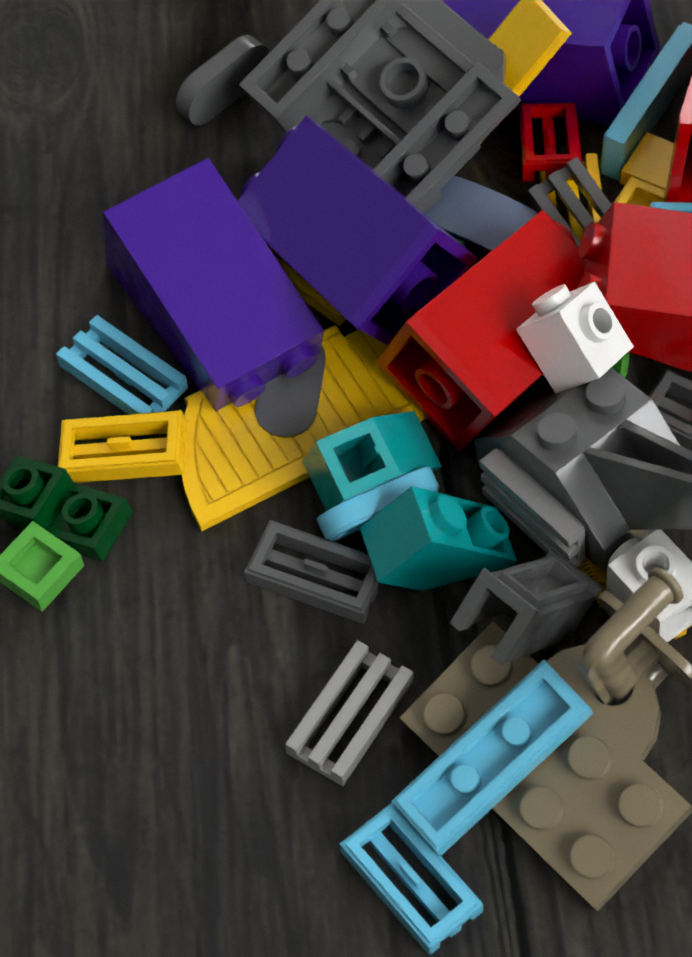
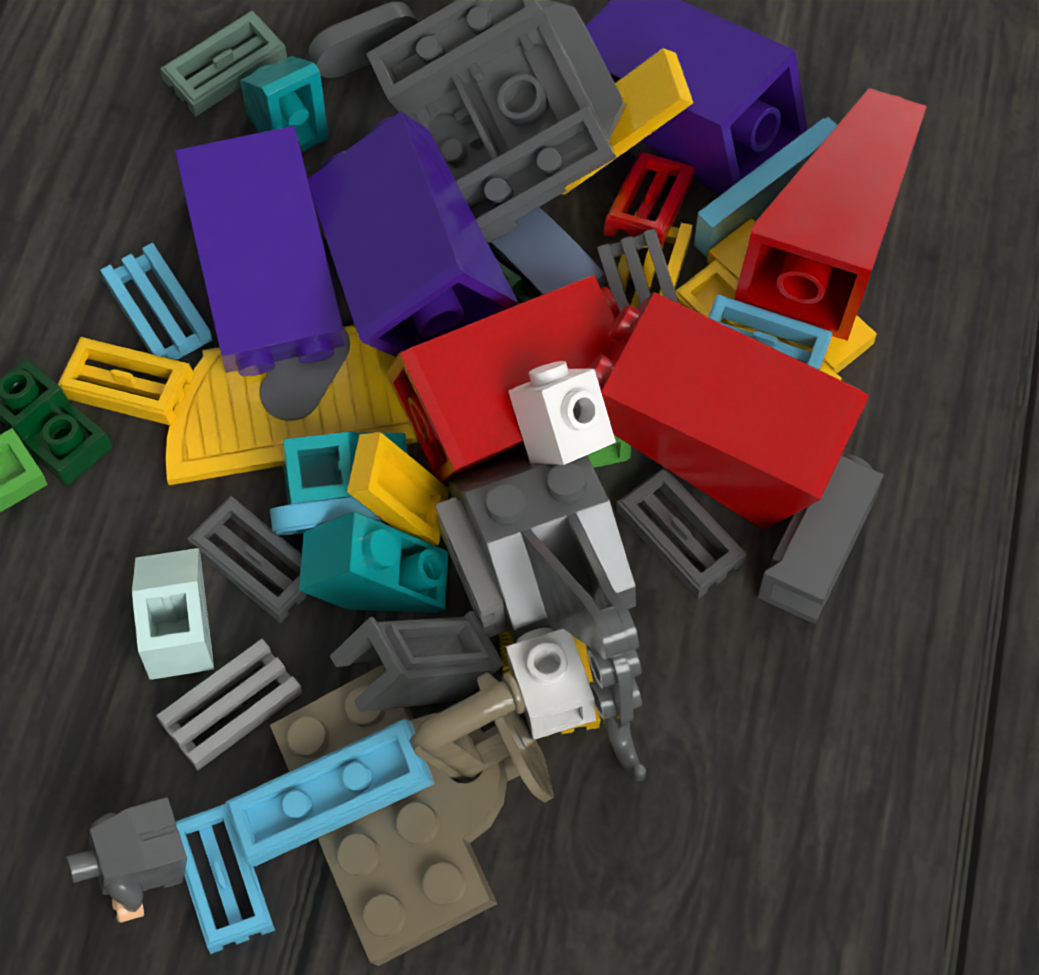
camera: 15 degrees right, 5 degrees up
(103, 144) = (228, 66): none -> sand green tile
(174, 142) = (285, 97): none -> teal slope
(265, 643) = (171, 614): none -> light aqua slope
(322, 881) = (131, 855): none -> dark grey piece
(434, 456) = (396, 487): none -> yellow tile

